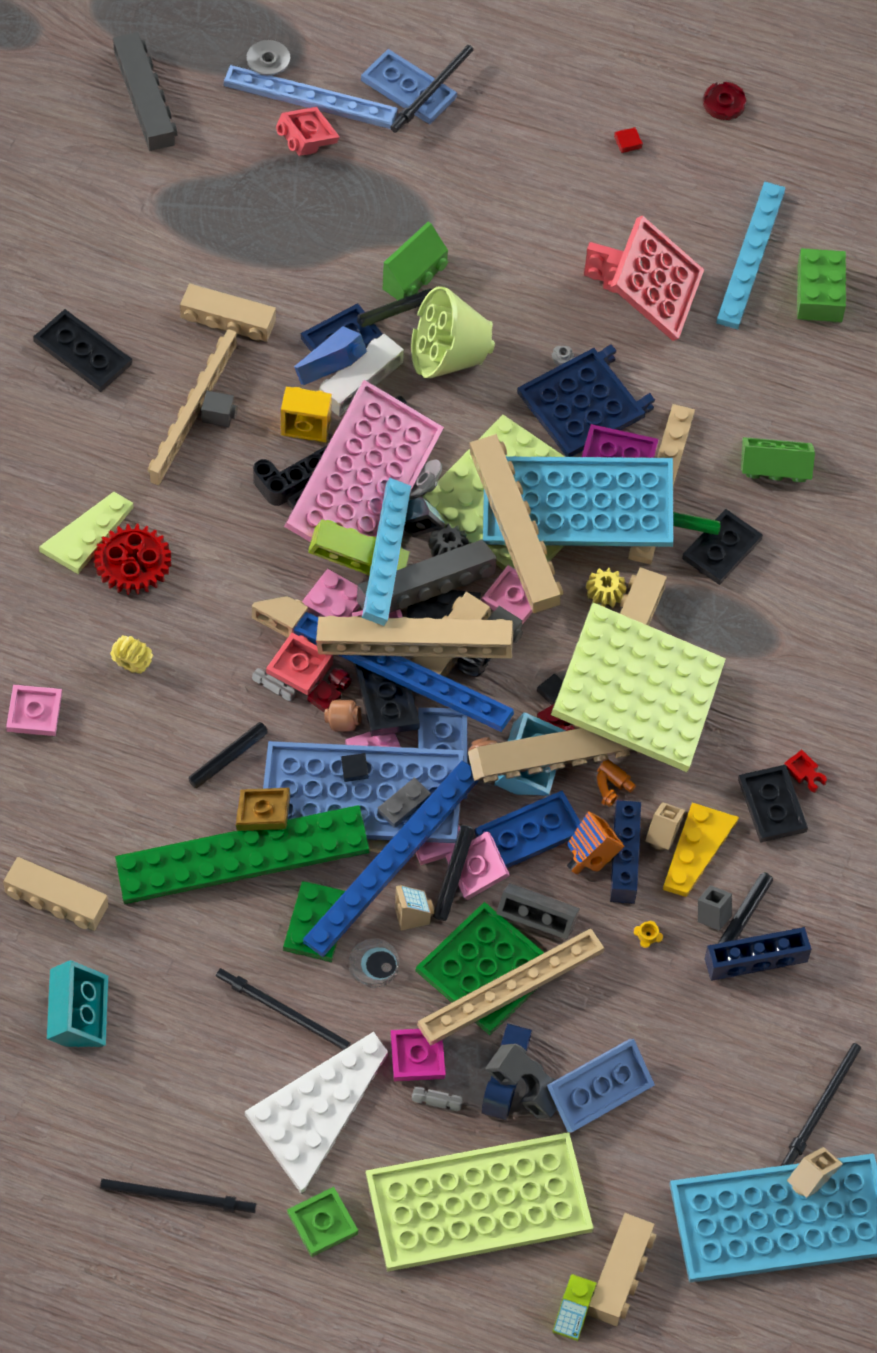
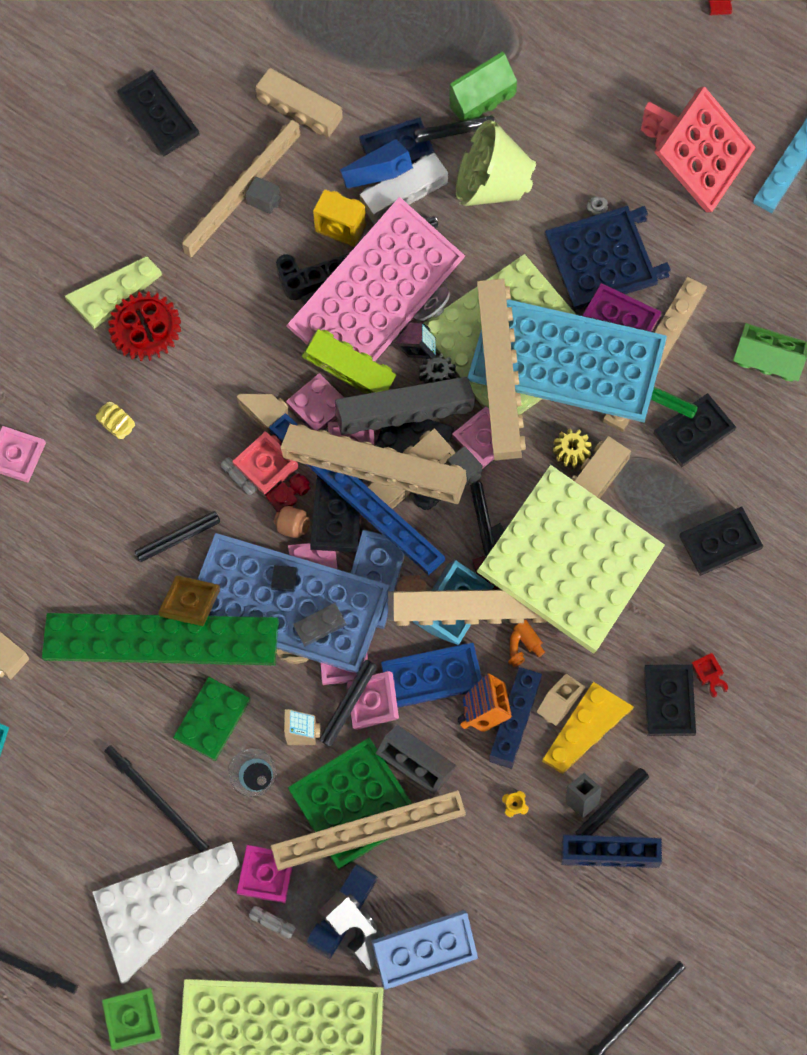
camera: 20 degrees right, 10 degrees up
(386, 552) = (371, 373): medium azure plate -> none
(391, 859) = (292, 678): blue plate -> none
(536, 671) = (482, 517): none -> black axle
(779, 644) = (721, 541): none -> black plate

